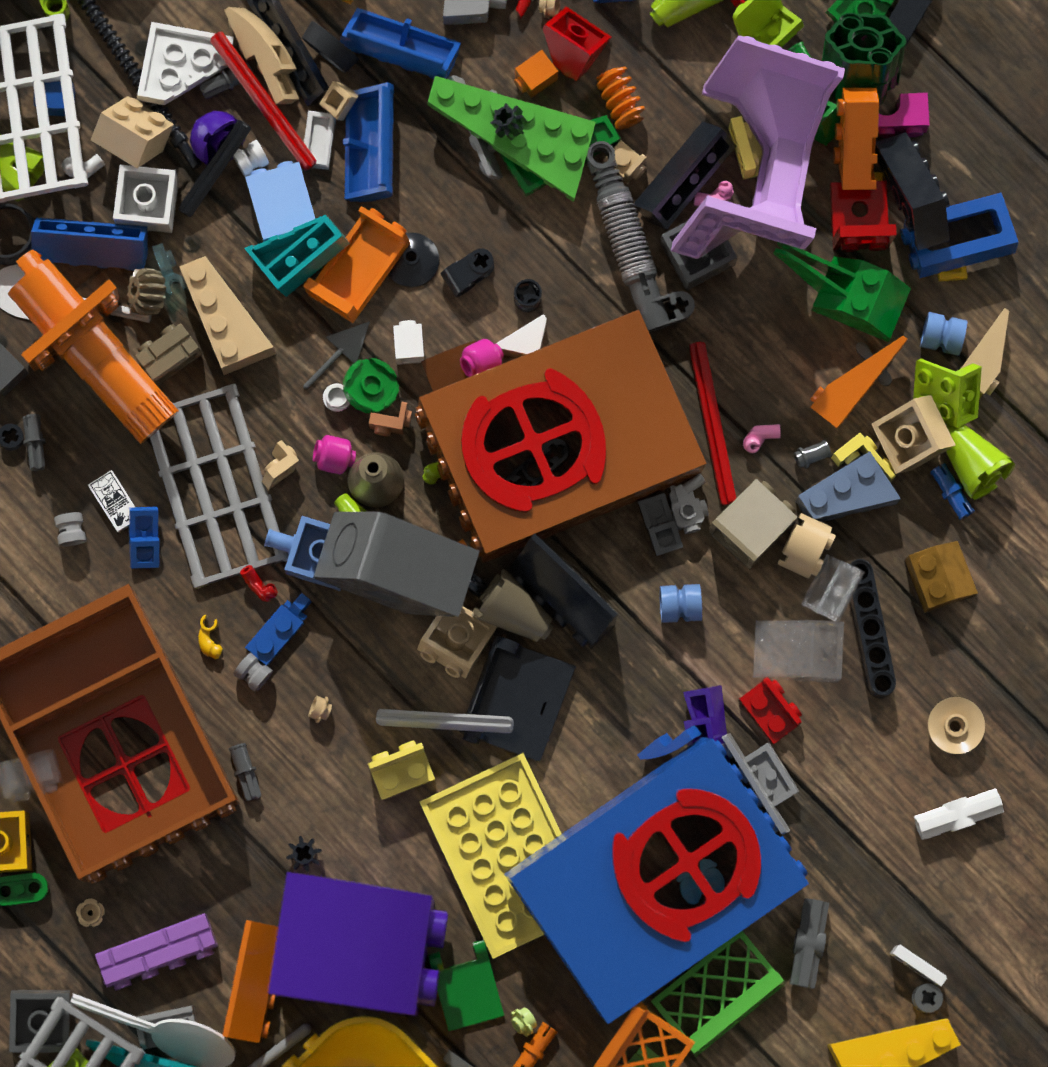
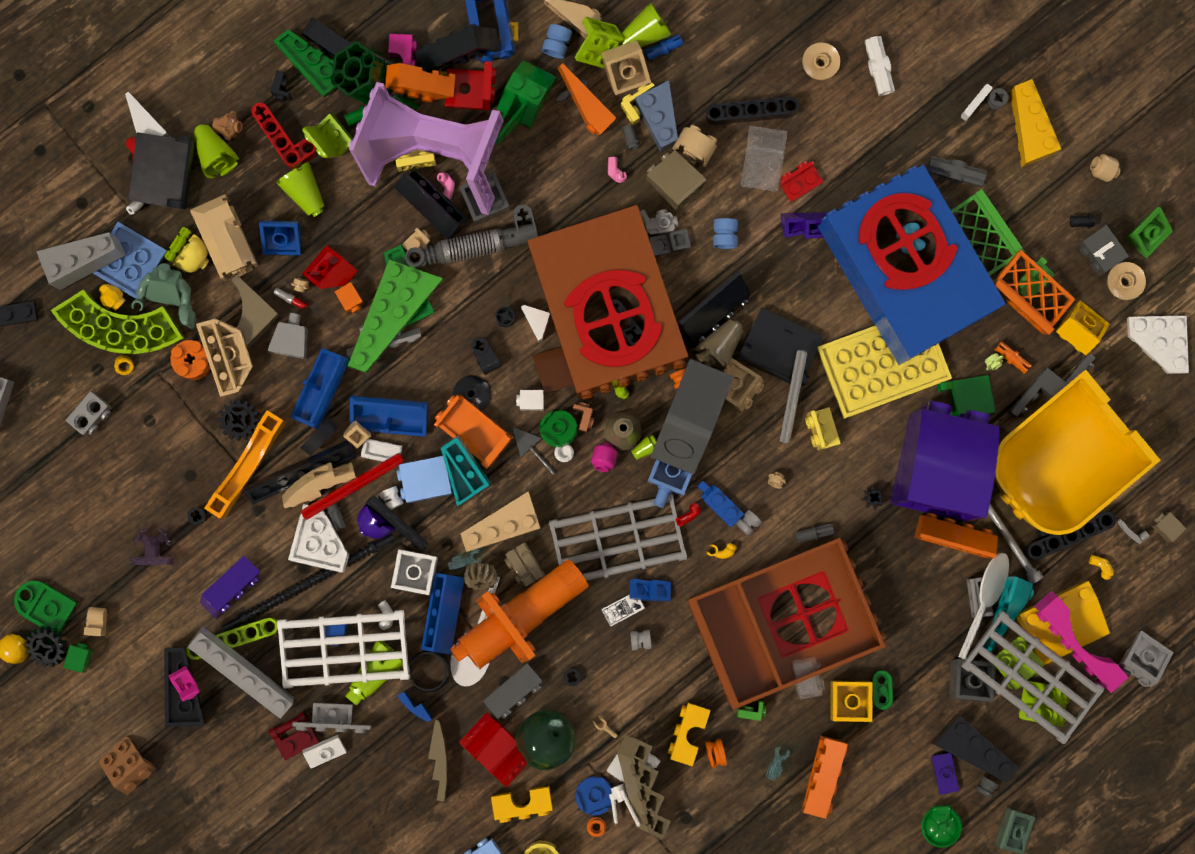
camera: 80 degrees left, 5 degrees up
(34, 441) = (578, 660): dark grey axle -> none
(82, 912) = (904, 647): tan plate -> none
(132, 131) = (367, 578): tan brick -> none
(157, 950) = (930, 600): medium lavender brick -> none
(282, 466) = (606, 489): tan bracket -> none
(480, 357) = (549, 351): dark pink head -> none
(508, 121) = (383, 320): black gear -> none
(619, 98) = (371, 242): orange piece -> none
(665, 744) = (820, 253): blue slope -> none
(712, 423) = (603, 201): red axle -> none
(766, 776) = (844, 188): light grey bracket -> none
(832, 588) = (727, 130): clear slope -> none
(940, 575) = (720, 61): pearl gold slope -> none

